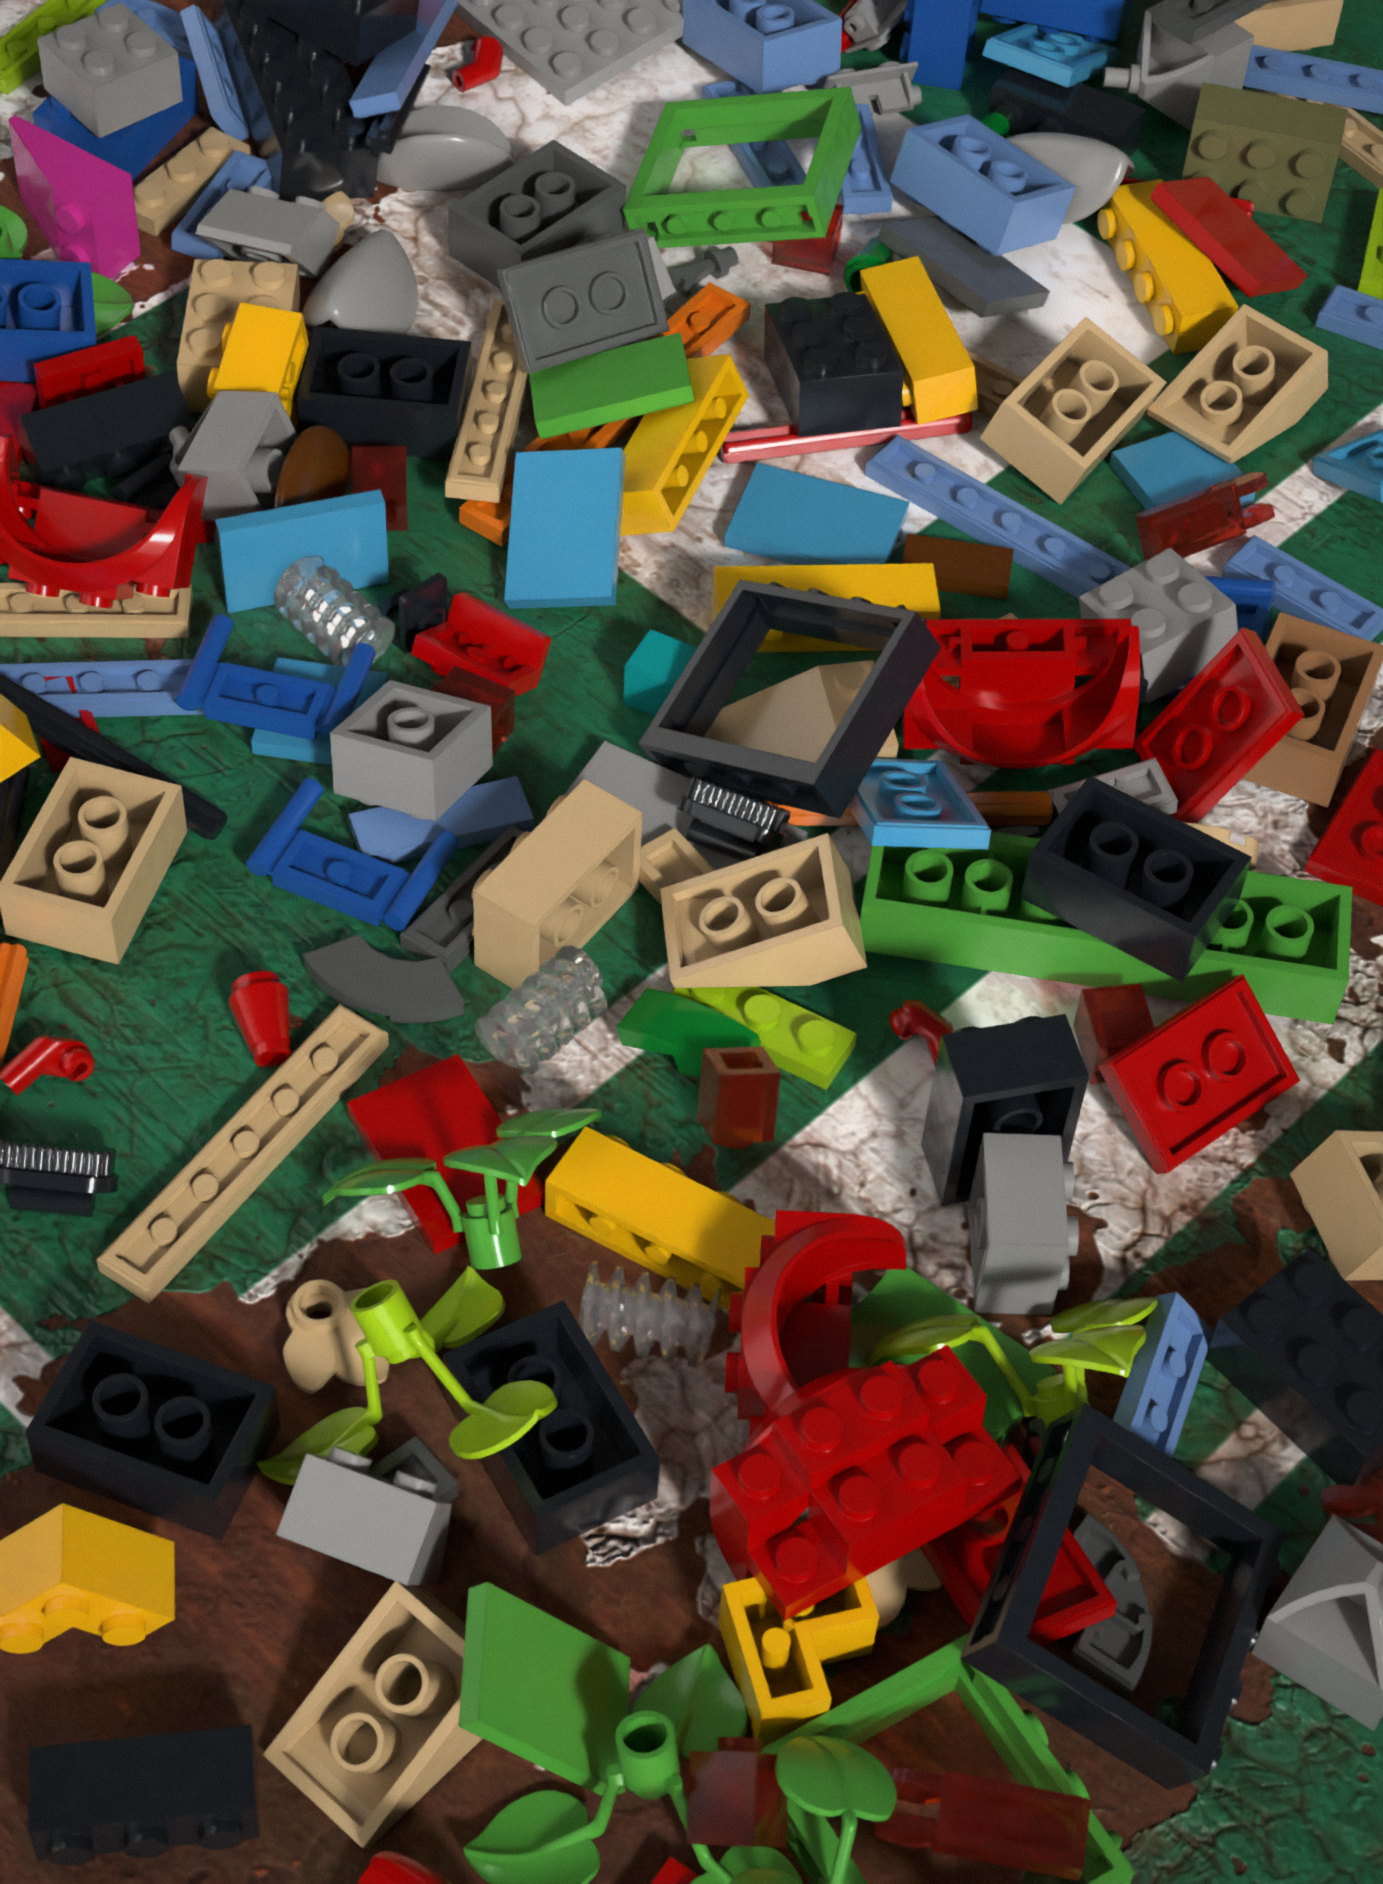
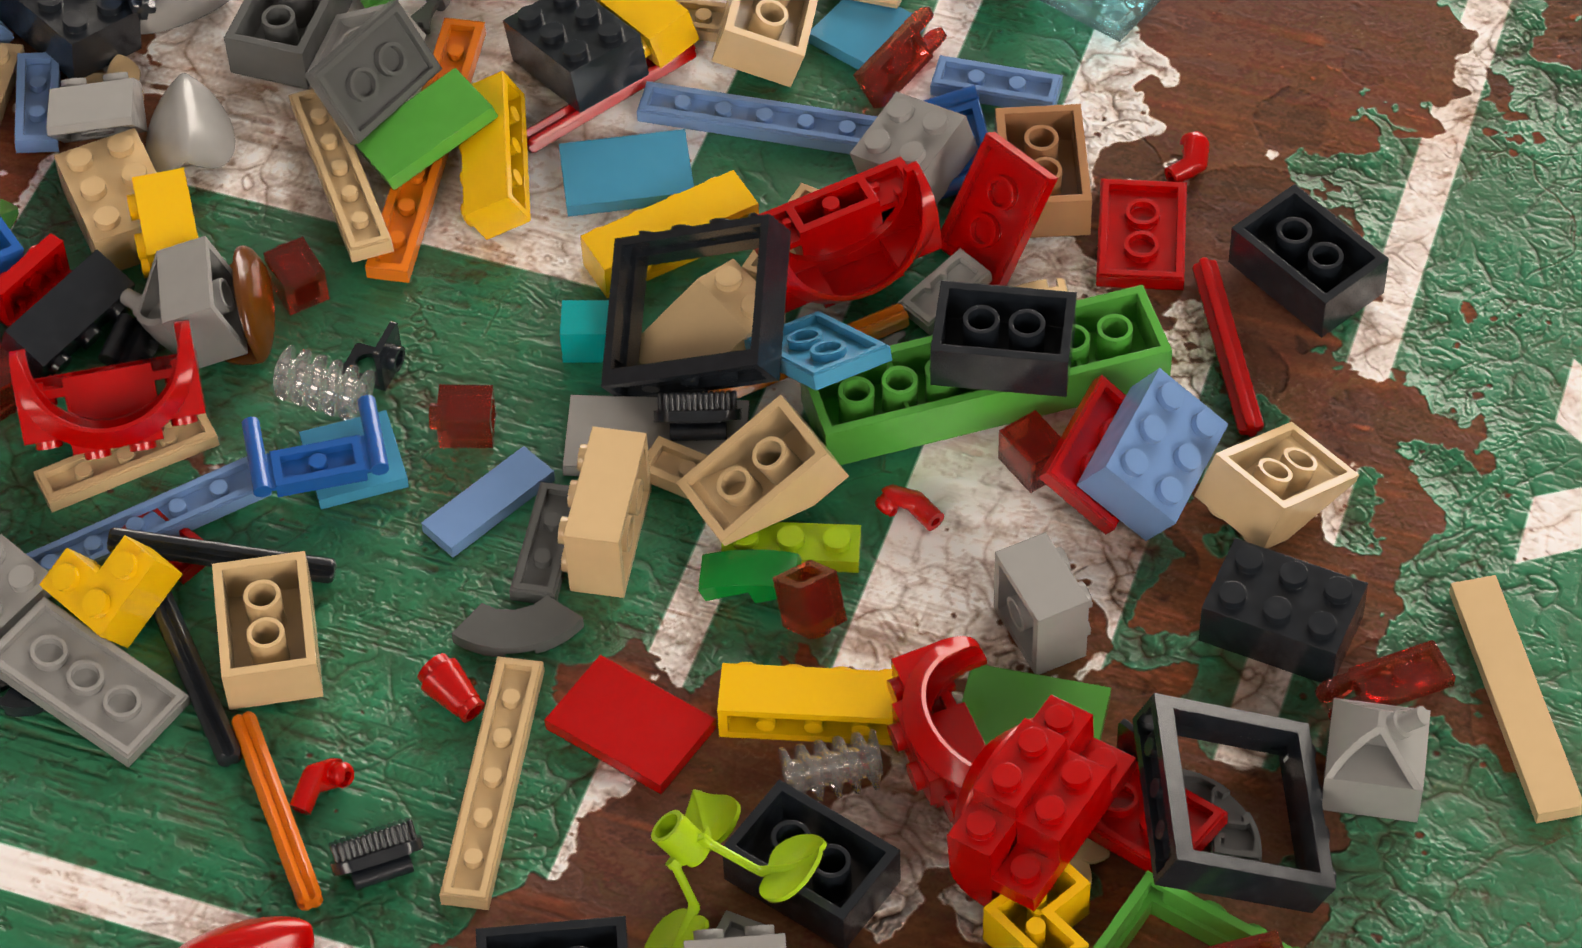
camera: 20 degrees left, 0 degrees up
(264, 543) = (250, 355): dark azure tile -> none
(325, 1345) = (636, 877): tan plate -> none
(341, 875) = (443, 568): blue plate -> none
(386, 389) = (261, 199): black brick -> none
(411, 750) = (446, 457): light grey brick -> none
(486, 644) = (446, 359): red bracket -> none
(489, 1218) = (692, 751): bright green plant -> none
(544, 1011) = (644, 599): clear piece -> none
(565, 528) = (455, 250): dark azure tile -> none
(963, 565) = (751, 161): reddish brown tile -> none
(1001, 1082) = (986, 515): black brick -> none
(1100, 1341) = (1141, 653): lime plant -> none
(1164, 1374) = (1180, 655): medium blue plate -> none
(1259, 1099) = (1152, 454): none -> medium blue brick

